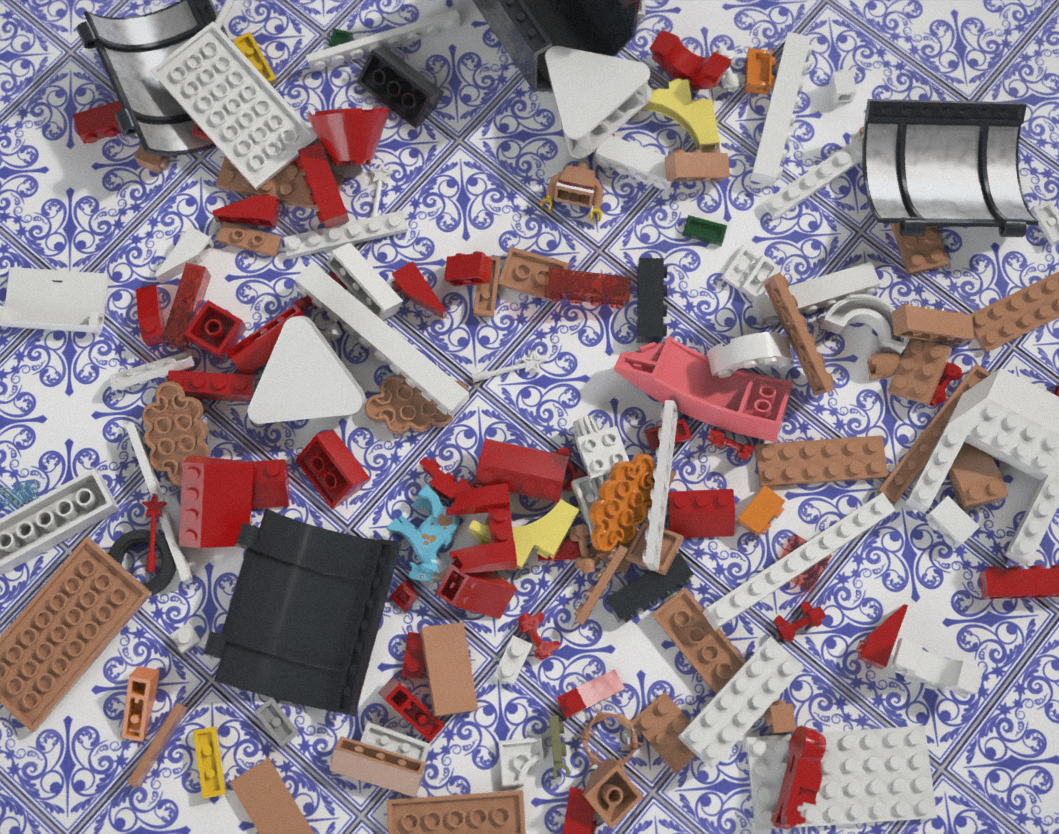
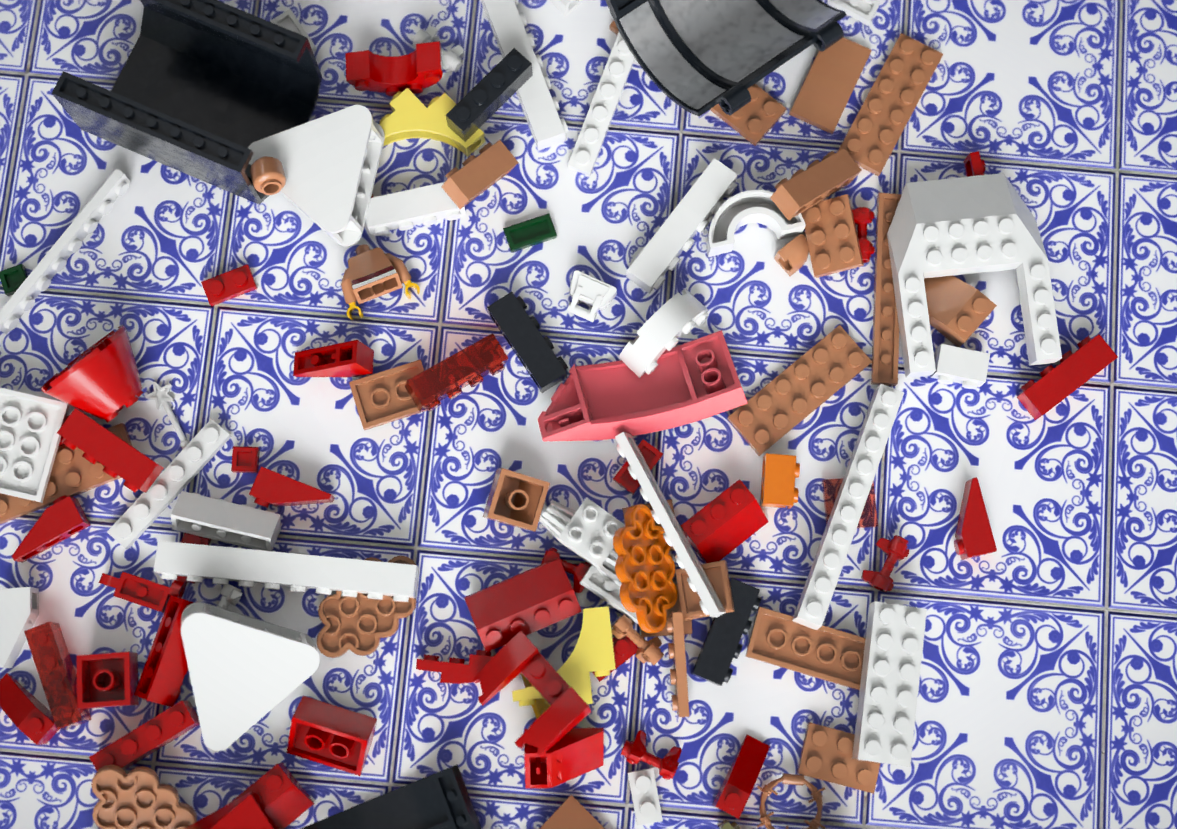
camera: 40 degrees left, 5 degrees up
(146, 372) = (69, 767): white plate -> none
(249, 239) = (71, 558): nougat plate -> none
(275, 288) = (138, 590): none -> red plate
(399, 86) = (113, 289): black slope -> none
(405, 252) = (245, 459): none -> red tile
(405, 595) = (495, 809): red slope -> none
(429, 537) = (478, 735): medium azure animal -> none
(468, 269) = (324, 435): red brick -> none
(476, 133) = (229, 285): none -> red plate
(487, 293) = (354, 439): nougat plate -> none
(514, 228) = (335, 360): none -> red slope
(529, 363) = (452, 488): white piece -> none
(551, 71) = (268, 175): none -> nougat head
(567, 398) = (516, 499): none -> nougat slope
(718, 295) = (591, 292): none -> white piece
(718, 439) = (689, 437): red piece -> none
(741, 117) = (489, 94): none -> black brick
(748, 271) = (603, 246): white slope -> none
(759, 71) = (470, 31): orange hinge -> none
(780, 717) = (935, 669): nougat brick -> none
(798, 335) = (696, 281): nougat plate -> none
(801, 777) = (993, 714): red piece -> none
(864, 777) = (1023, 685): white plate -> none
(935, 670) = (1021, 527): white brick -> none
(994, 267) = (830, 84): none -> nougat tile

